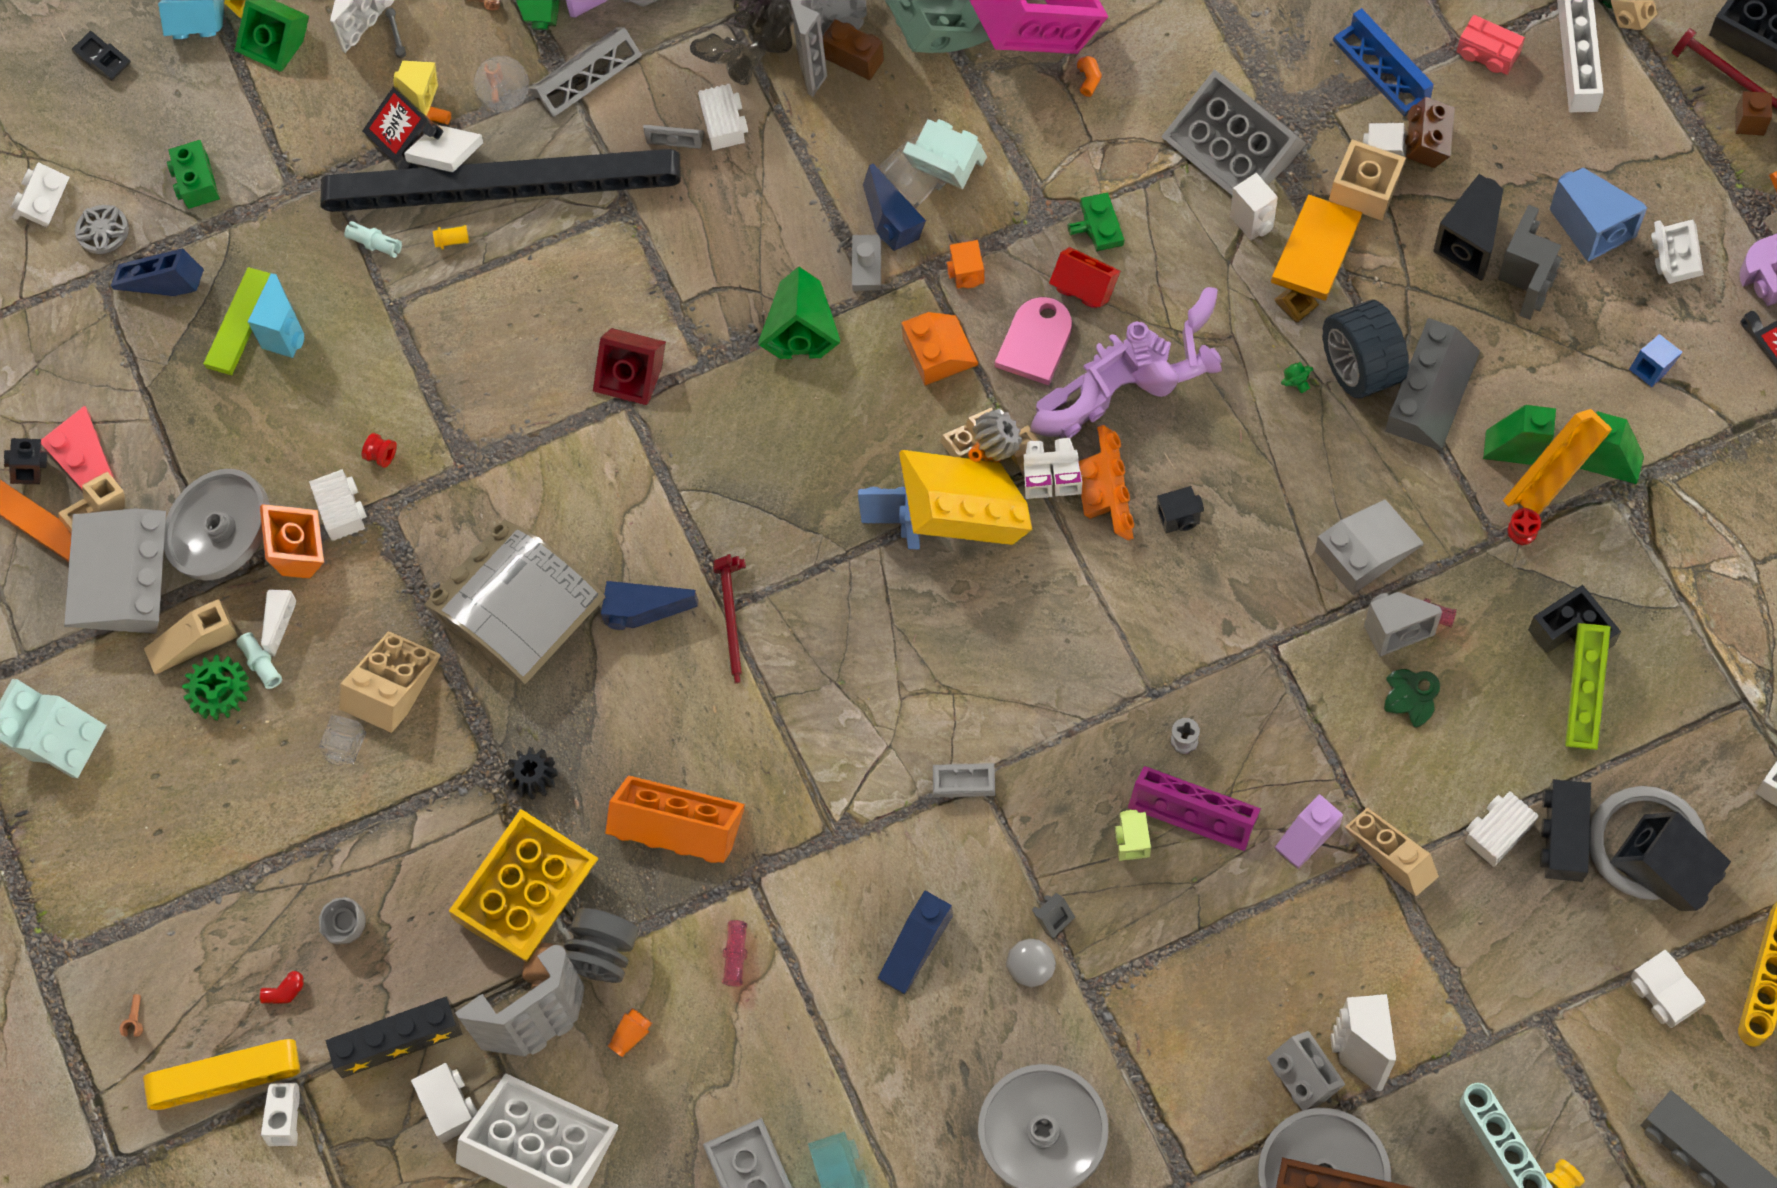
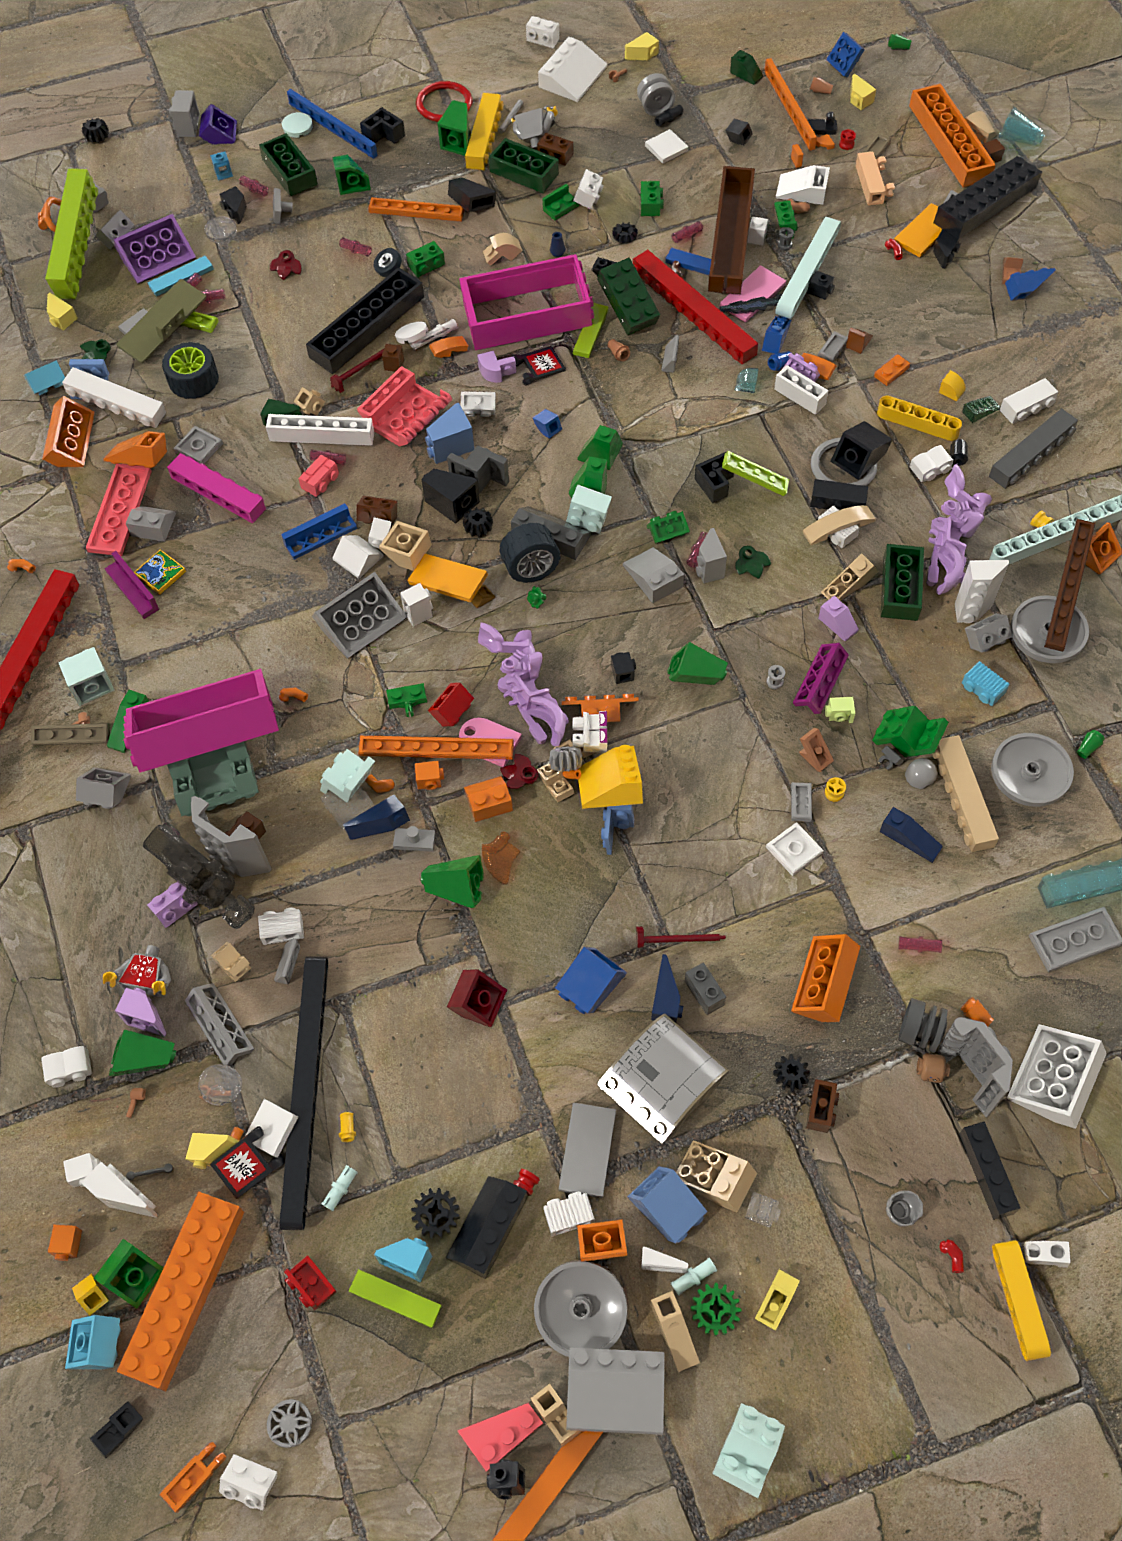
camera: 90 degrees left, 5 degrees down
(45, 139) = (191, 1478): none -> orange hinge
(133, 1018) = (978, 1373): nougat hand -> none
(160, 274) = (344, 1368): dark blue slope -> none
(193, 174) = (253, 1339): green brick -> none
(229, 762) = (777, 1299): none -> light yellow slope
(250, 89) = (181, 1291): none -> orange brick
(255, 221) = (310, 1283): none -> red bracket
(321, 412) = (487, 1226): none -> black slope
(342, 352) = (445, 1214): none -> black gear
(348, 620) = (668, 1204): none -> medium blue slope
(424, 522) = (587, 1150): none -> light grey tile
(444, 1101) = (1033, 1135): white brick -> none
(479, 810) = (821, 1106): none -> reddish brown brick
(522, 886) = (880, 1076): yellow slope -> none
(650, 653) = (705, 988): none -> dark grey brick
(660, 504) = (589, 980): none -> blue slope
(668, 67) = (231, 961): none -> tan brick
(845, 373) = (499, 857): none -> clear orange arm
(885, 774) = (794, 849): none -> white tile
(947, 206) = (380, 785): none -> orange arm
(985, 383) = (517, 772): none -> dark red plate
(989, 822) = (835, 784): none -> yellow wheel
(996, 1025) = (965, 794): none -> tan brick
(1014, 271) = (436, 747): none -> orange tile
(1053, 797) = (815, 750): none -> nougat slope
(1095, 937) = (910, 731): none -> green bracket
(1183, 613) = (696, 666): none -> green slope
(1205, 1064) = (985, 684): none -> medium azure brick
(1348, 118) = (356, 555): none -> white slope
(1393, 930) = (902, 582): none -> dark green brick
(1431, 278) = (477, 522): none -> black gear
(1463, 560) = (668, 527): none -> green bracket
(1469, 431) = (588, 509): none -> light aqua brick
(1504, 827) = (838, 521): none -> tan slope
(1523, 1017) = (962, 522): none -> lavender piece
(1529, 521) = (646, 492): red wheel -> none
(1532, 52) = (335, 457): none -> clear pink pin
(1559, 461) = (619, 464): light orange fence -> none
(1646, 138) = (402, 407): none -> coral slope
(1702, 1039) = (959, 452): none -> black brick

